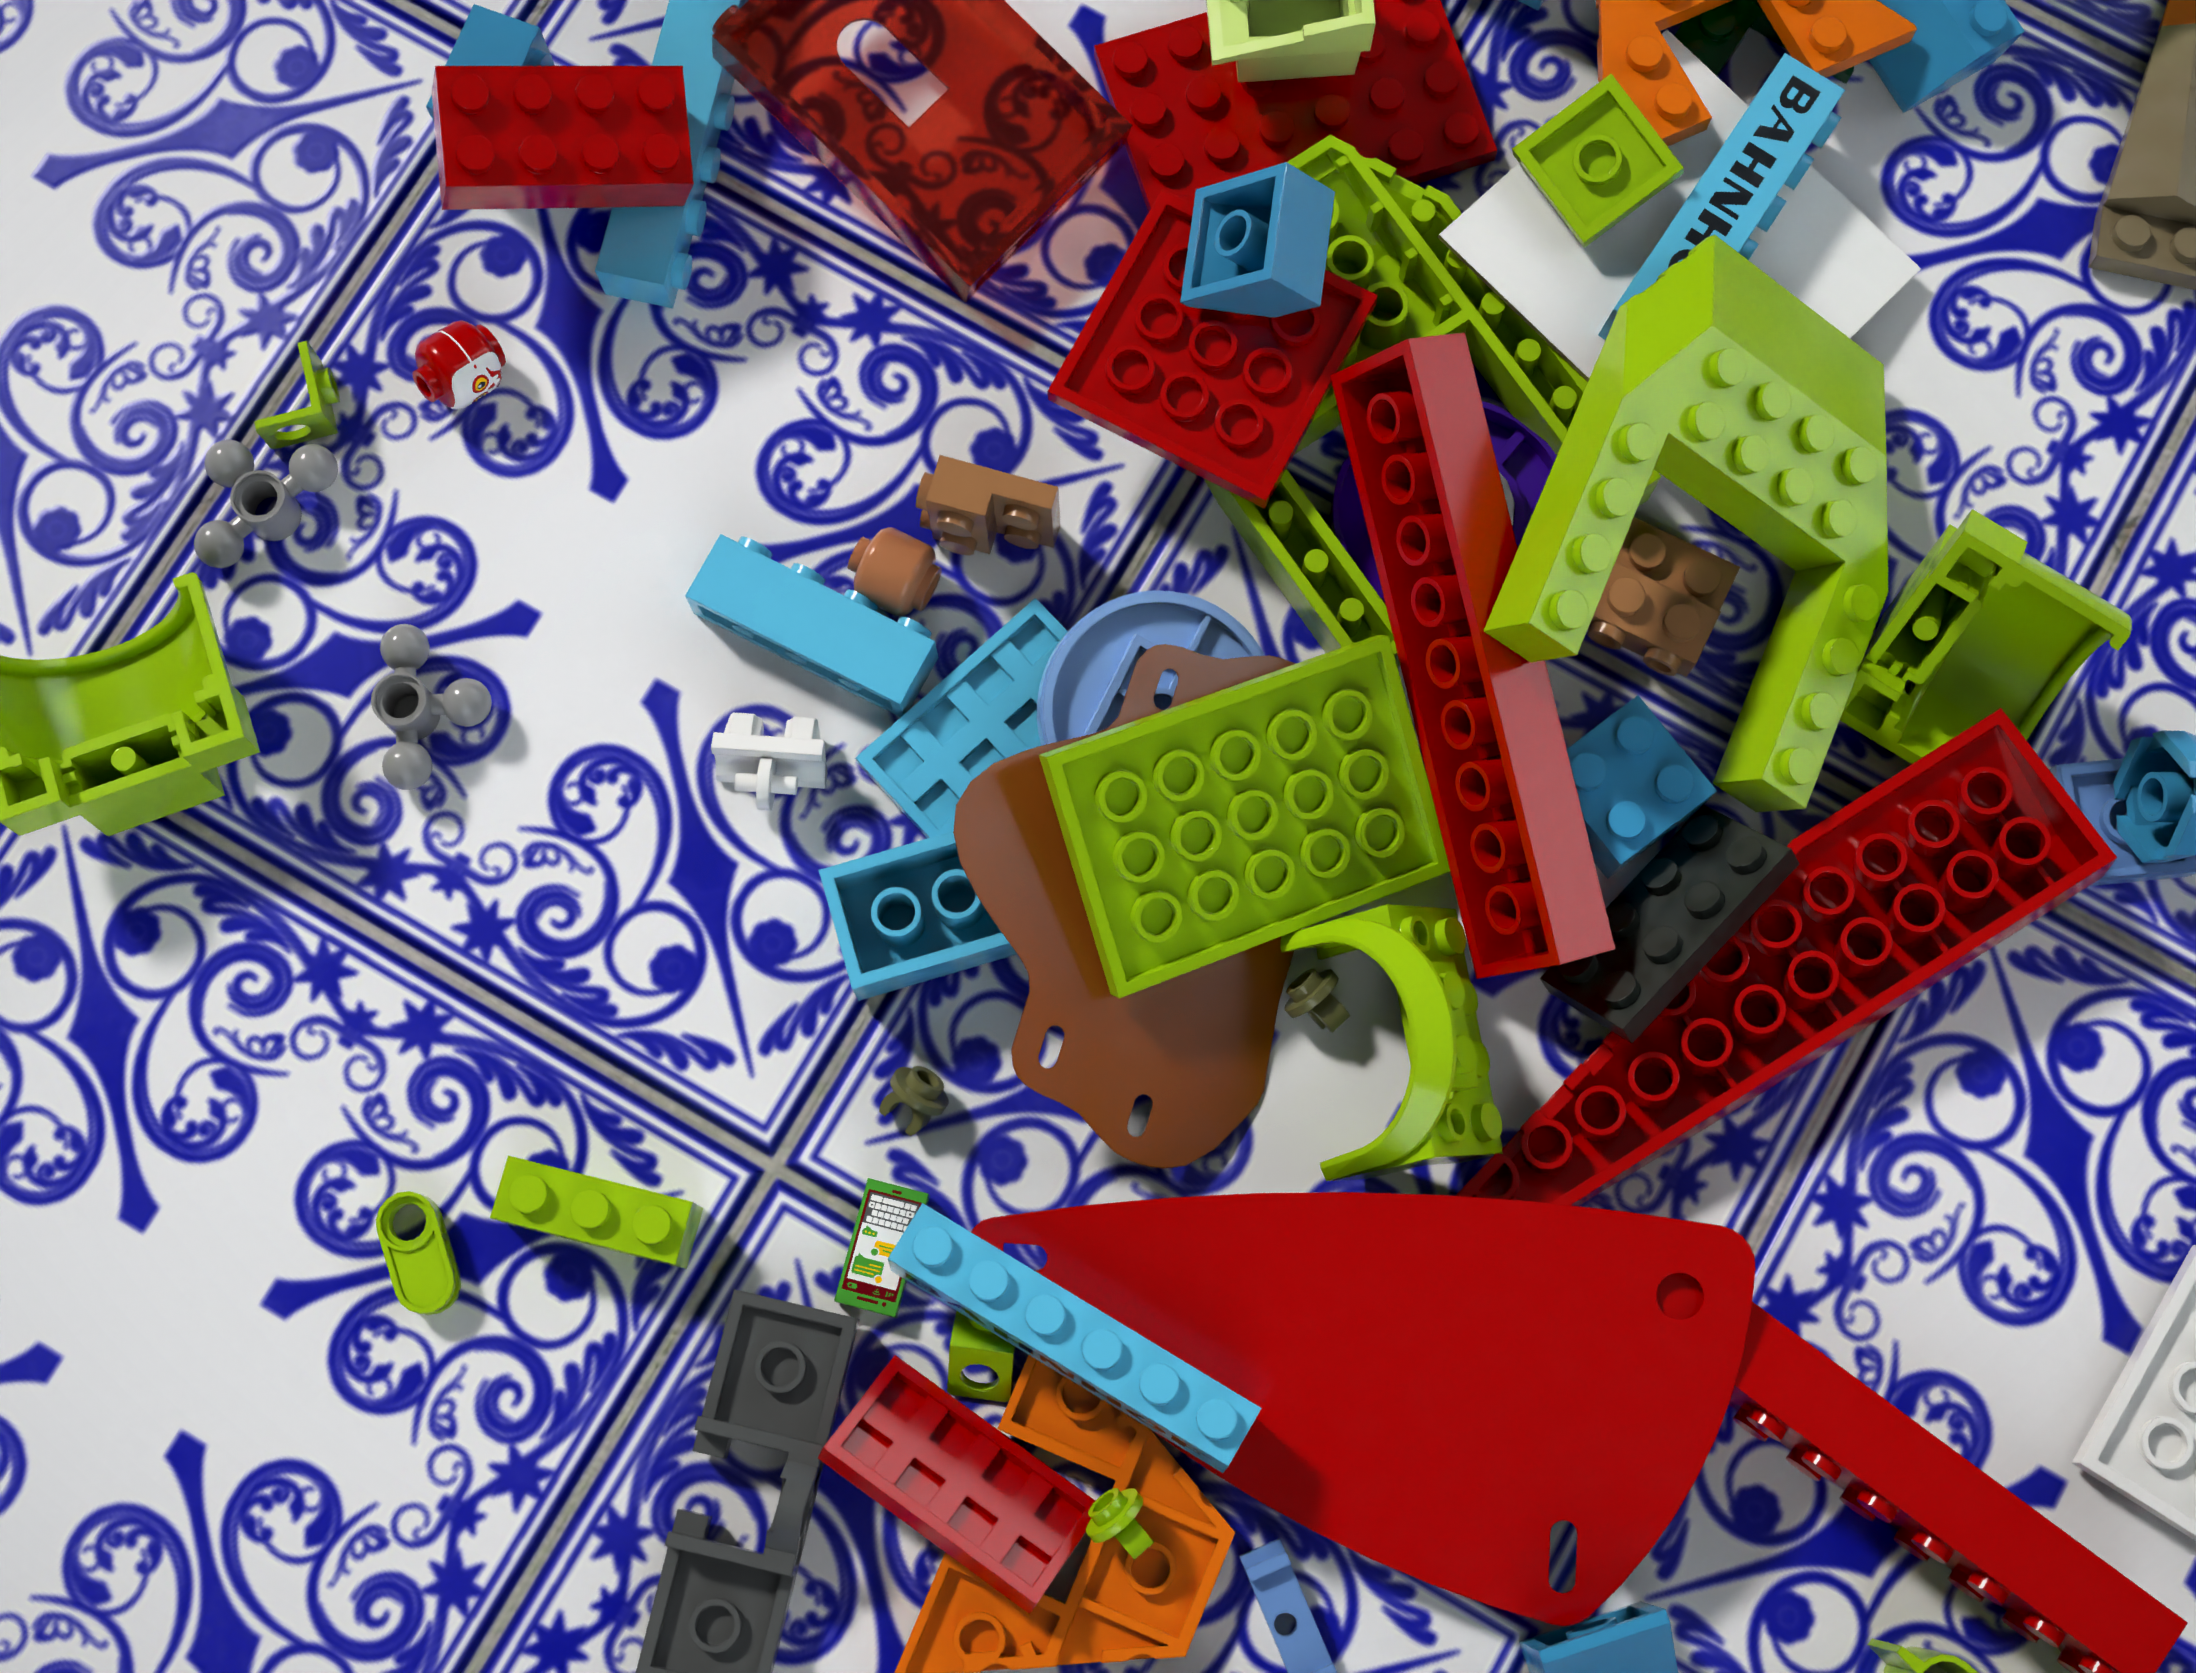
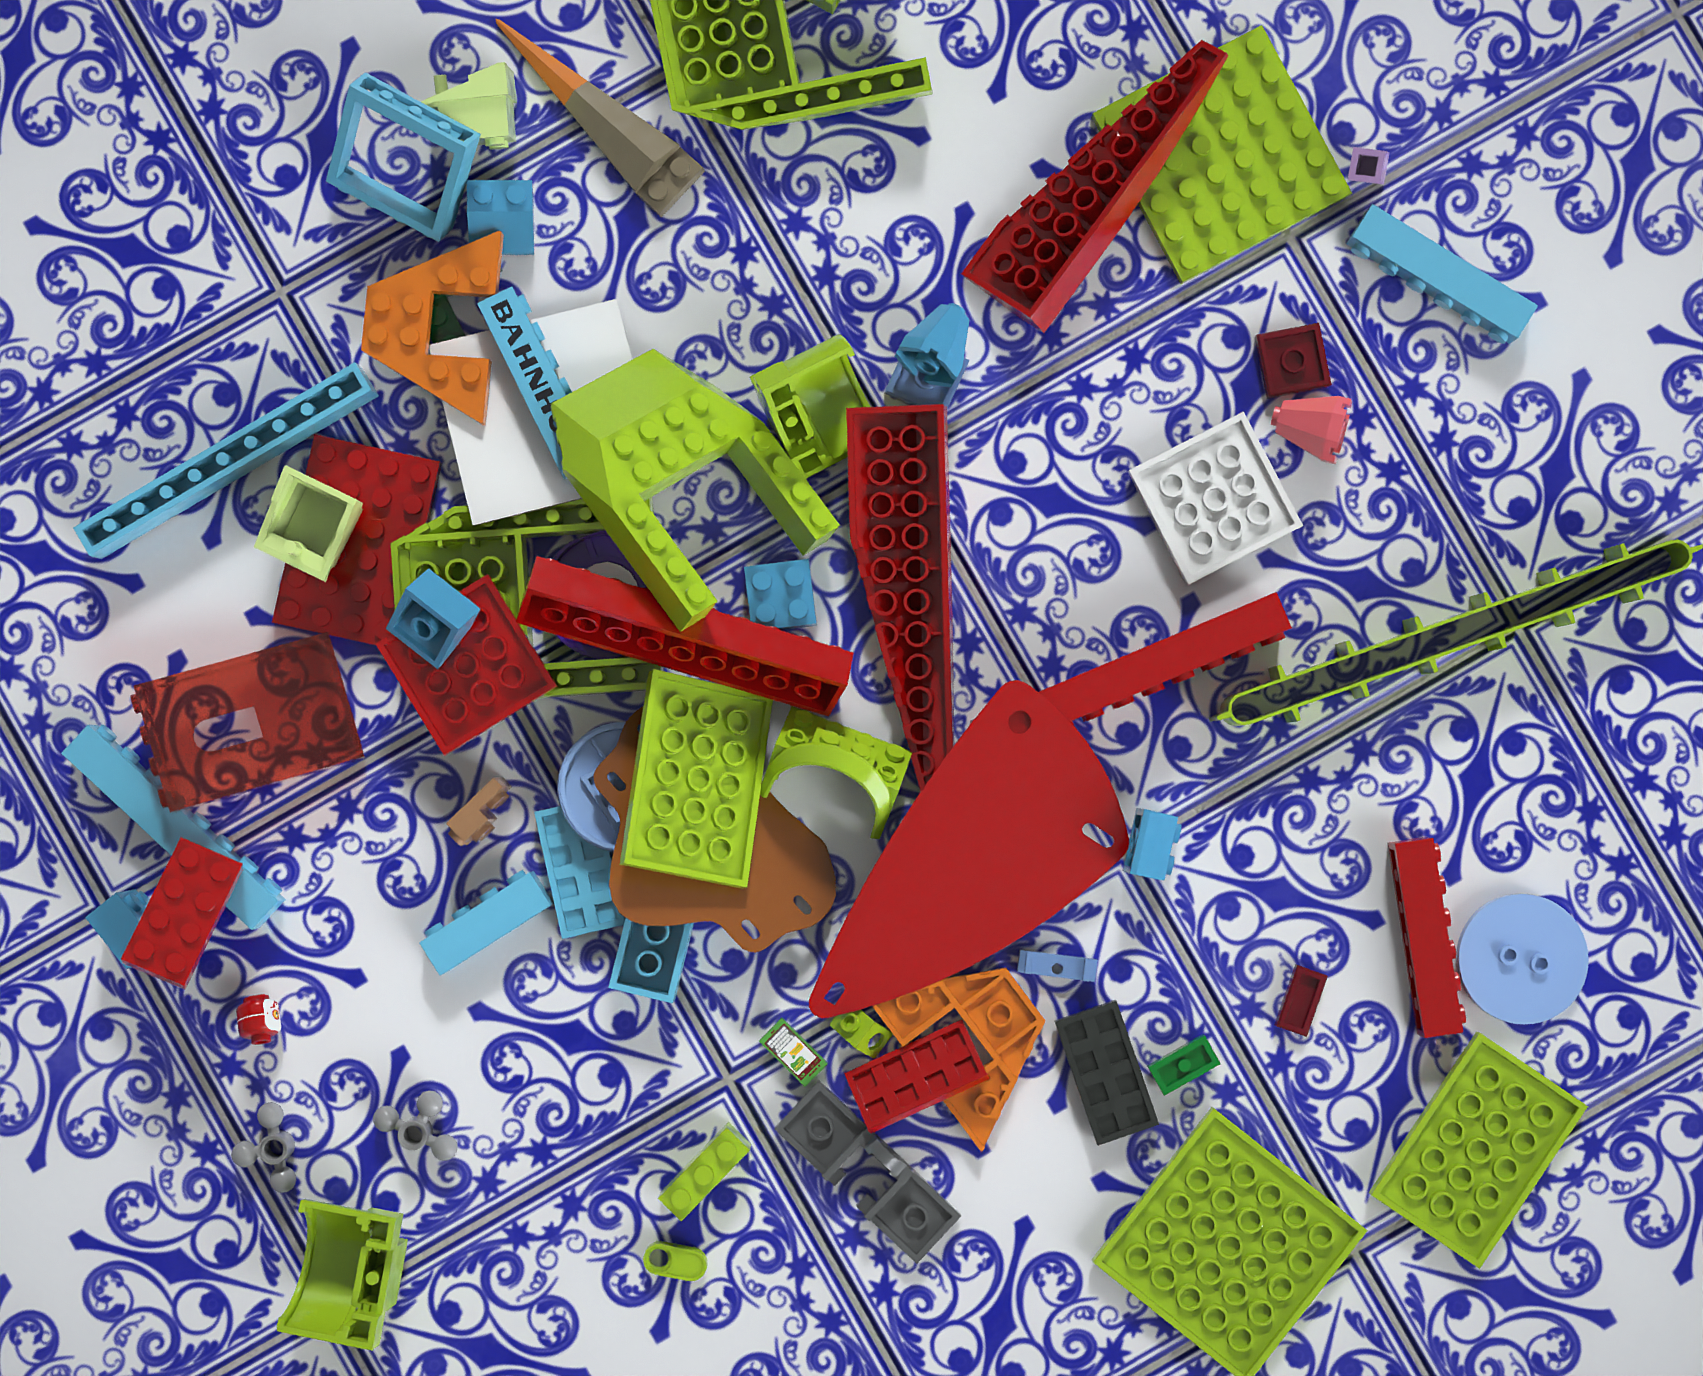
camera: 60 degrees left, 10 degrees up
(317, 418) = (234, 1091): lime bracket -> none
(769, 762) = (542, 980): white hips -> none
(895, 571) = (483, 870): nougat head -> none
(920, 1091) = (733, 996): olive plate -> none
(1073, 1338) = (883, 994): medium azure brick -> none
(1115, 1516) = (970, 1017): lime plate -> none
(1312, 995) = (792, 793): olive plate -> none
(1598, 160) = (481, 430): lime plate -> none
(1661, 599) = (701, 522): medium nougat plate -> none
(1673, 921) = (854, 612): pearl dark grey plate -> none

